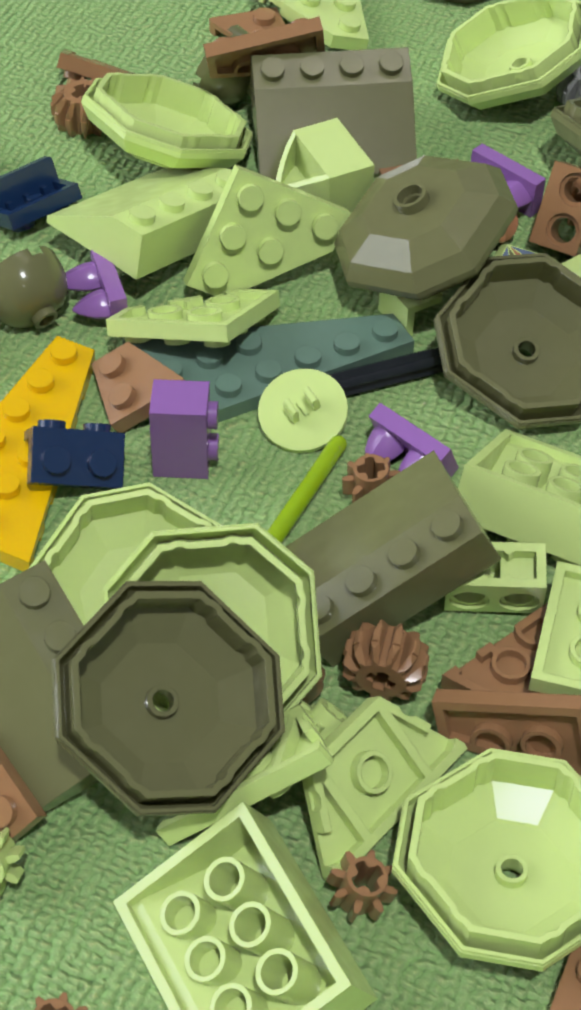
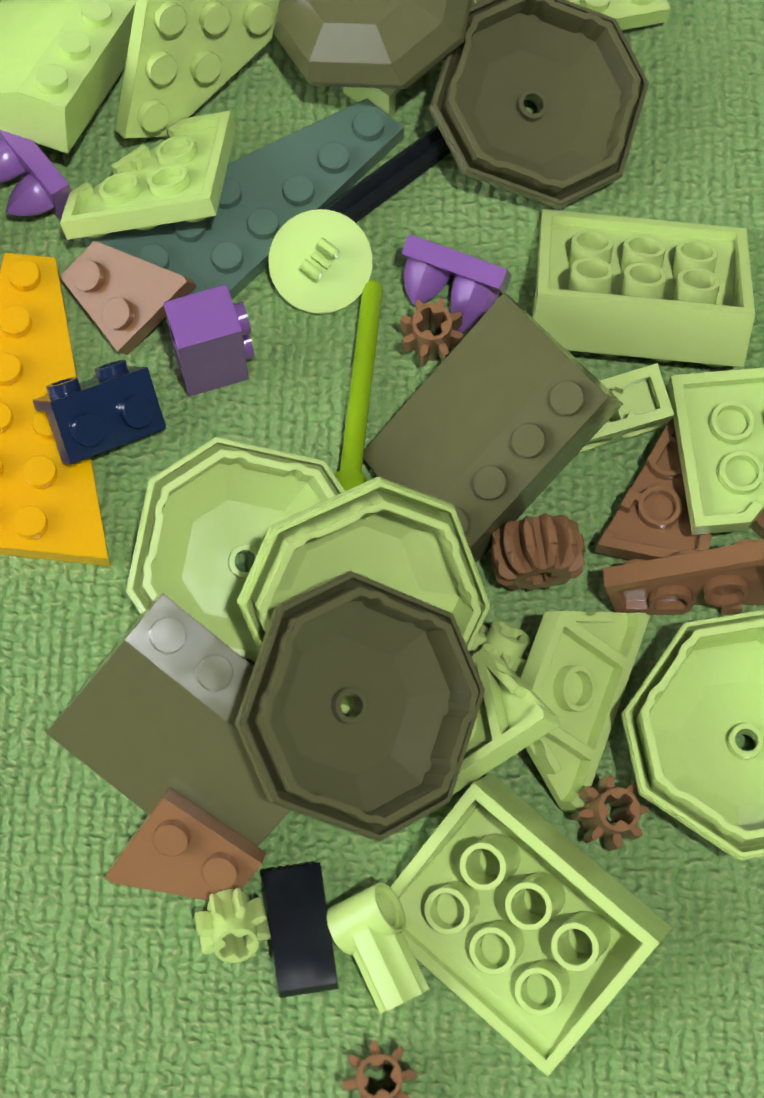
camera: 20 degrees left, 20 degrees up
(46, 889) = (300, 930): none -> black slope
(105, 908) = (371, 931): none -> yellowish green piece

